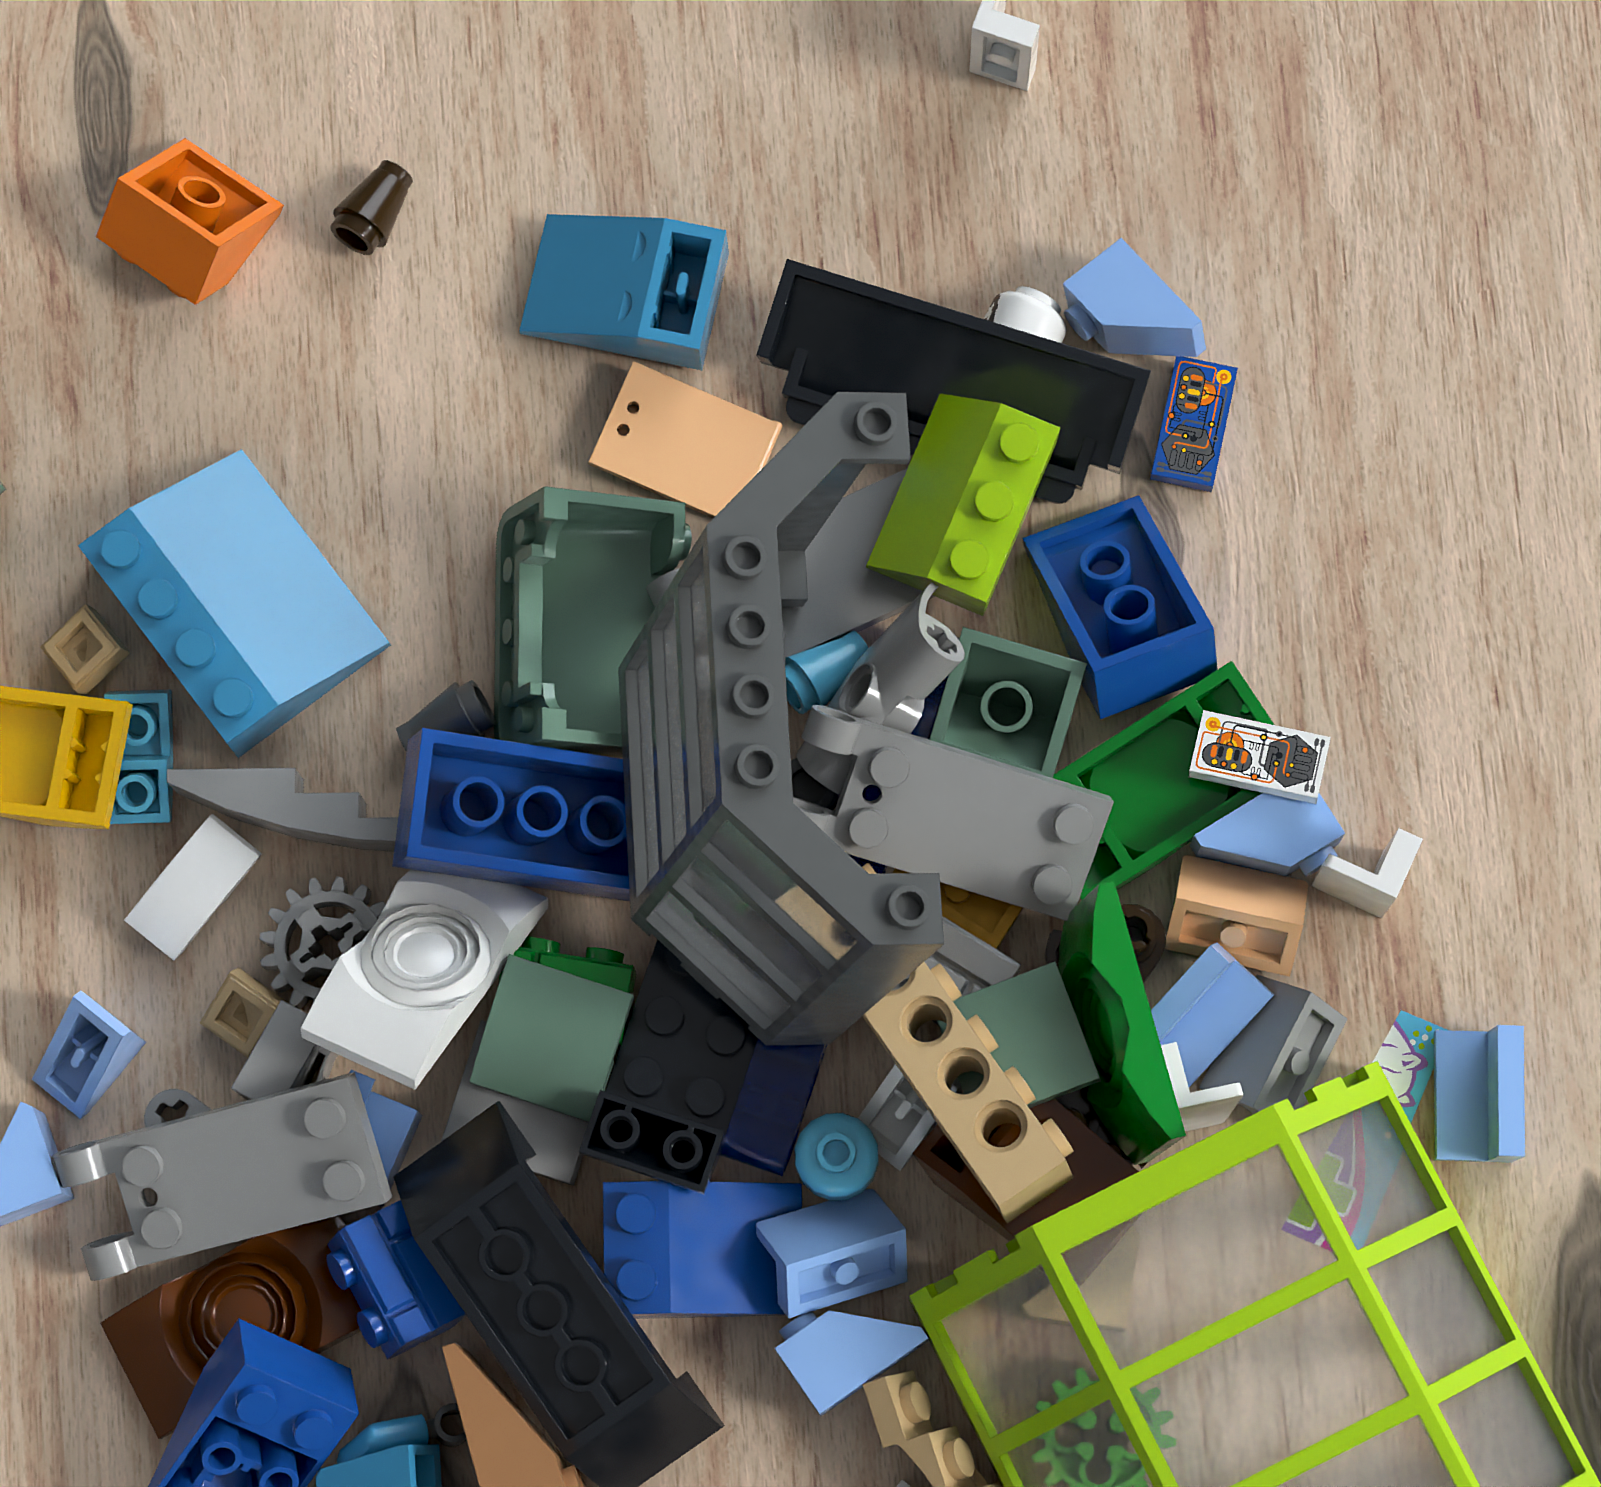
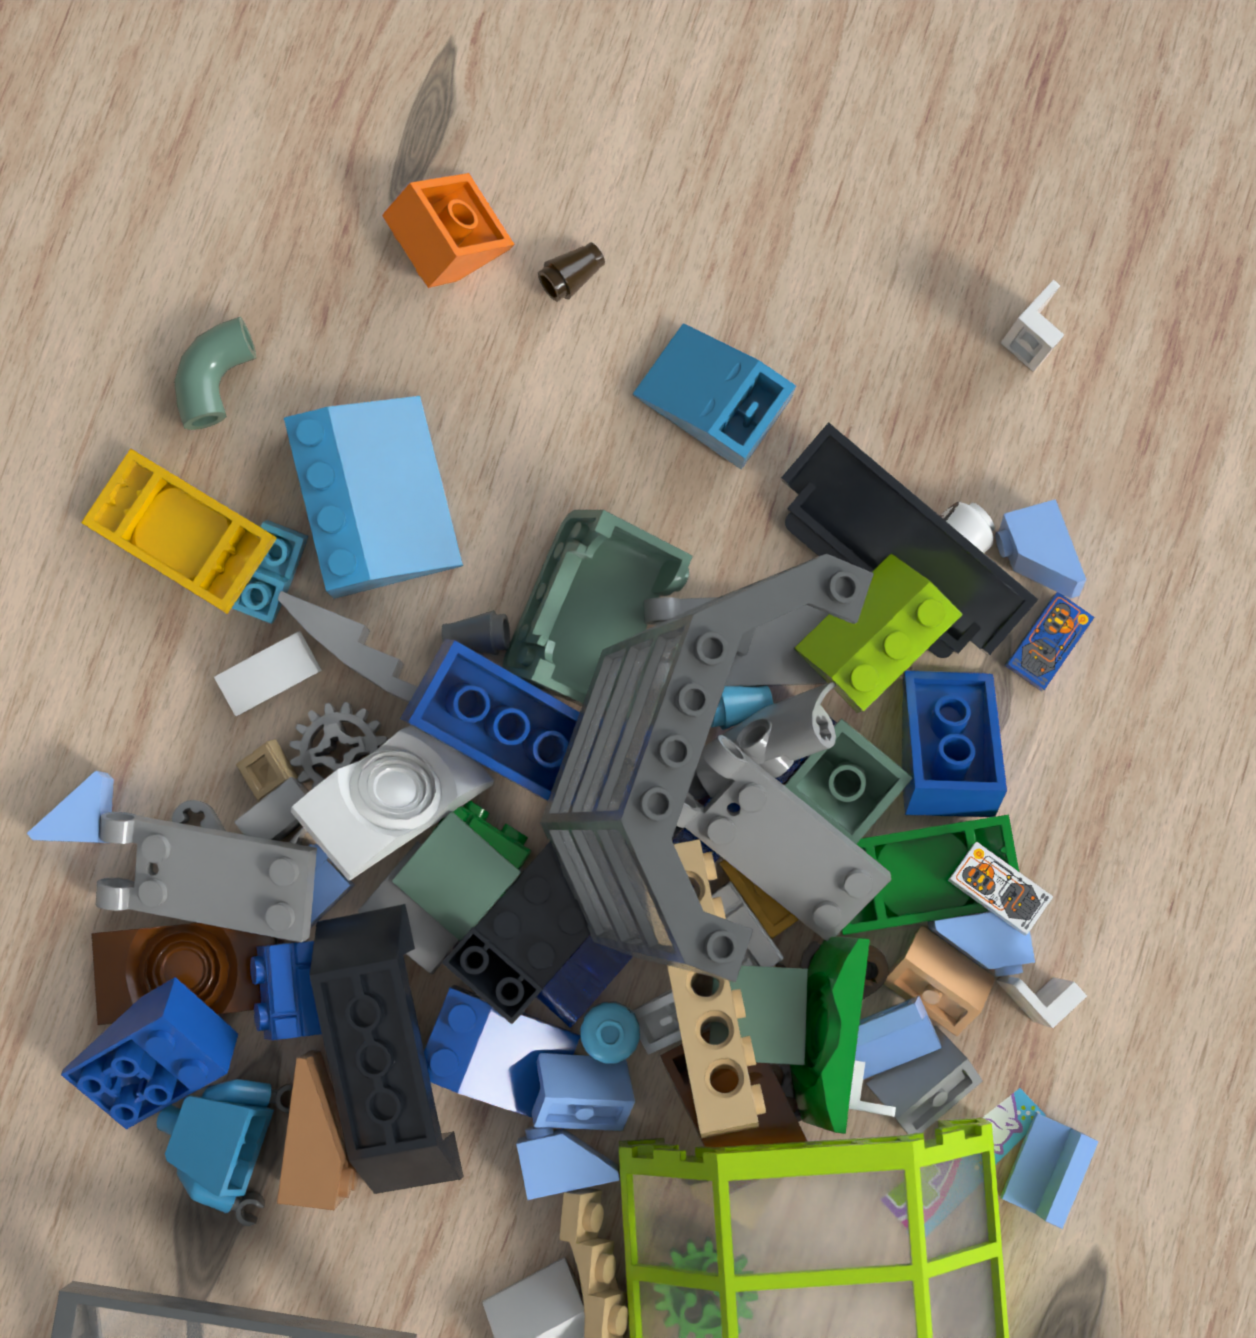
camera: 15 degrees right, 5 degrees up
(85, 650) = (263, 486): tan tile -> none
(86, 1055) = (155, 754): light blue slope -> none
(682, 441) = (709, 514): light nougat container -> none

